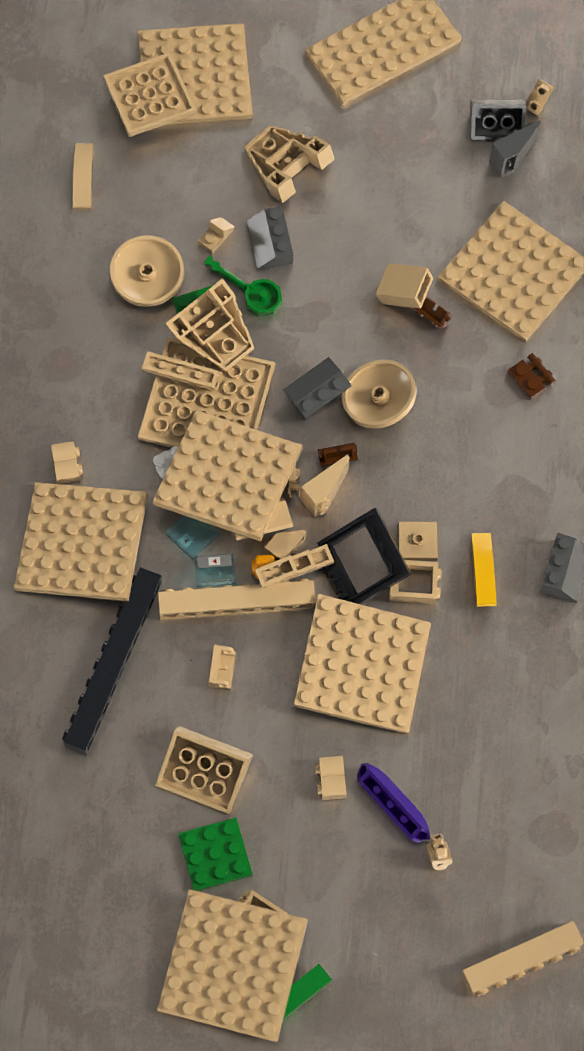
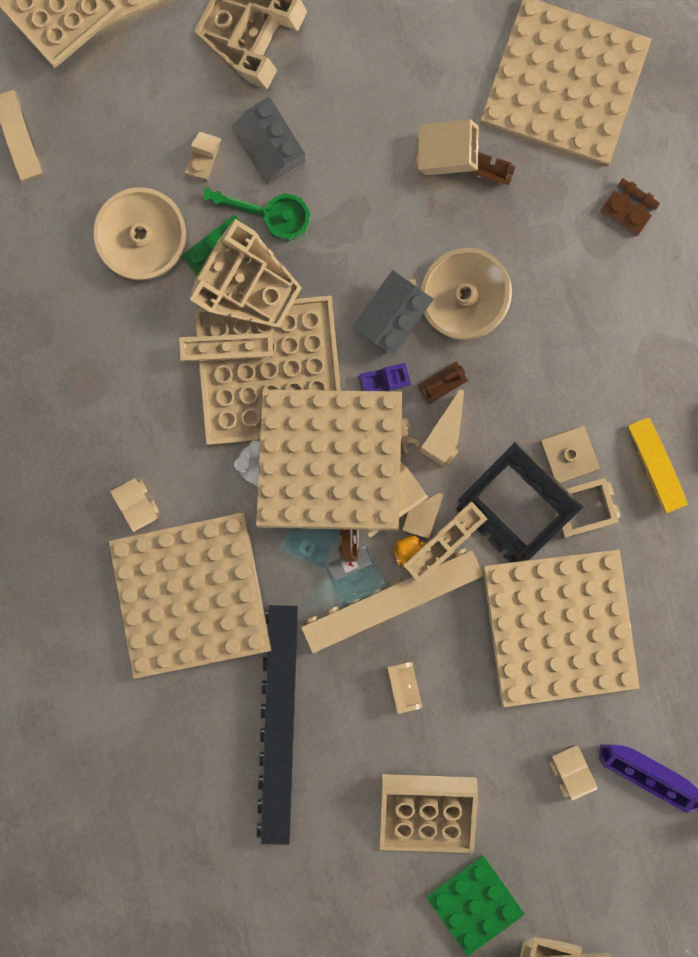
camera: 20 degrees left, 15 degrees up
(220, 543) = (350, 545): none -> reddish brown plate
(298, 435) = (385, 379): none -> dark purple slope

